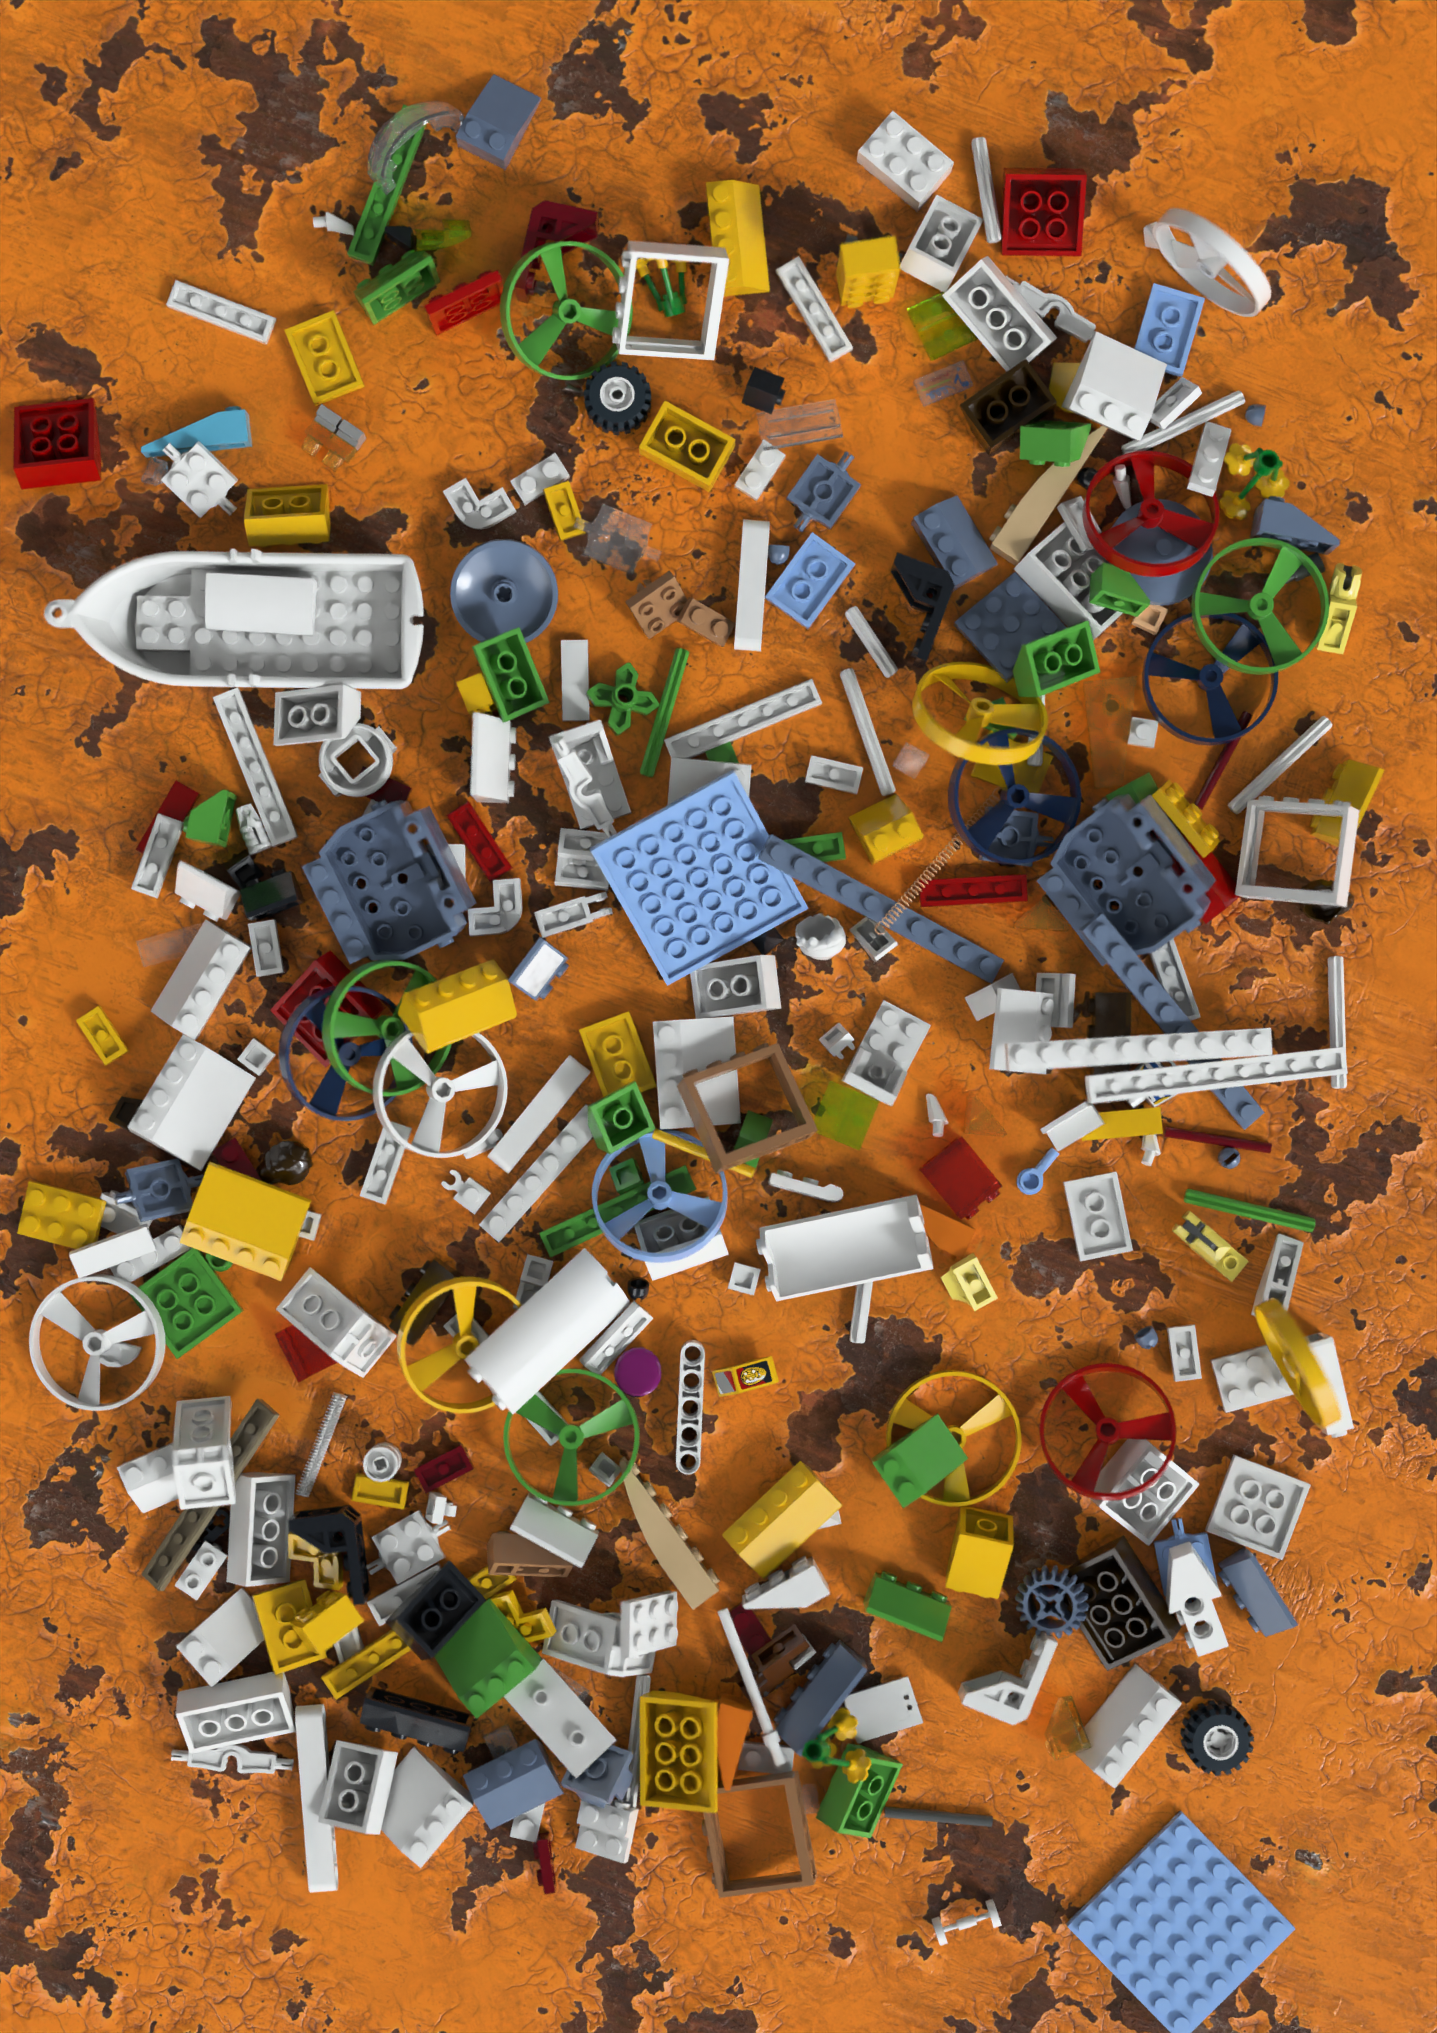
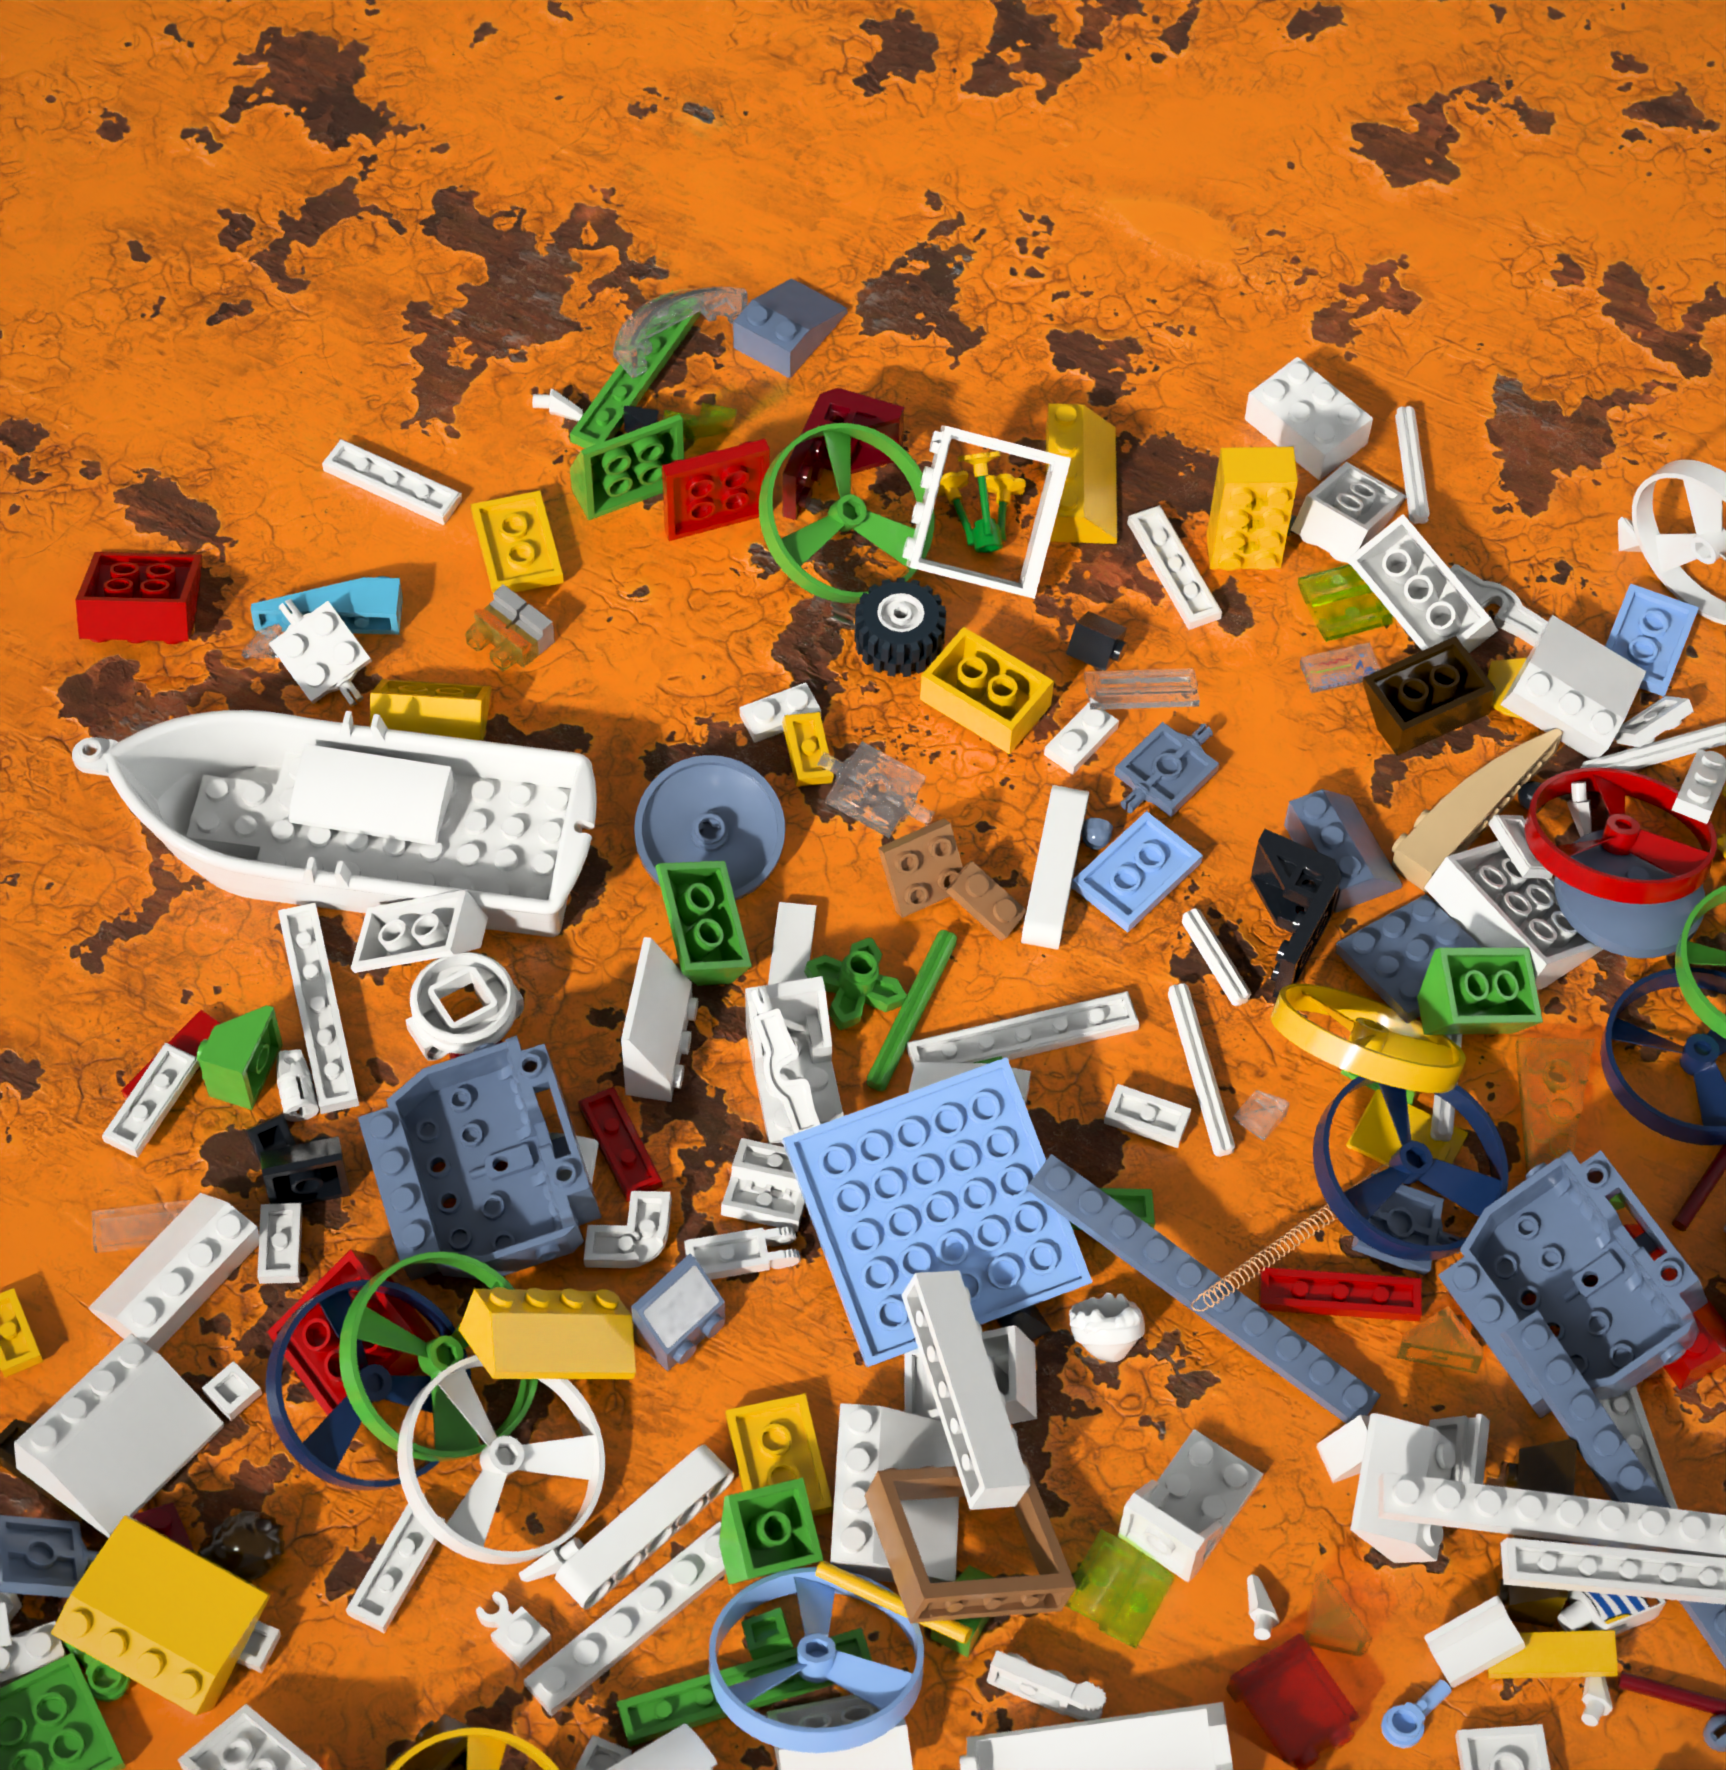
camera: 10 degrees right, 30 degrees down
(205, 891) = (210, 1142): white slope -> none
(476, 695) = (649, 923): yellow brick -> none
(478, 513) = (688, 738): white plate -> none
(733, 1007) = (965, 1390): none -> white brick
(836, 1040) = (1116, 1475): white tile -> none
(873, 943) = (1188, 1342): white slope -> none
(886, 828) = (1221, 1196): yellow slope -> none
(1043, 211) = (1486, 491): red slope -> none
(1053, 442) = (1487, 733): bright green slope -> none
(1117, 590) = (1572, 920): bright green slope -> none
(1142, 732) = (1600, 1118): white plate -> none
(1150, 619) = (1614, 971): light nougat plate -> none
(1187, 817) = (1670, 1224): yellow plate -> none

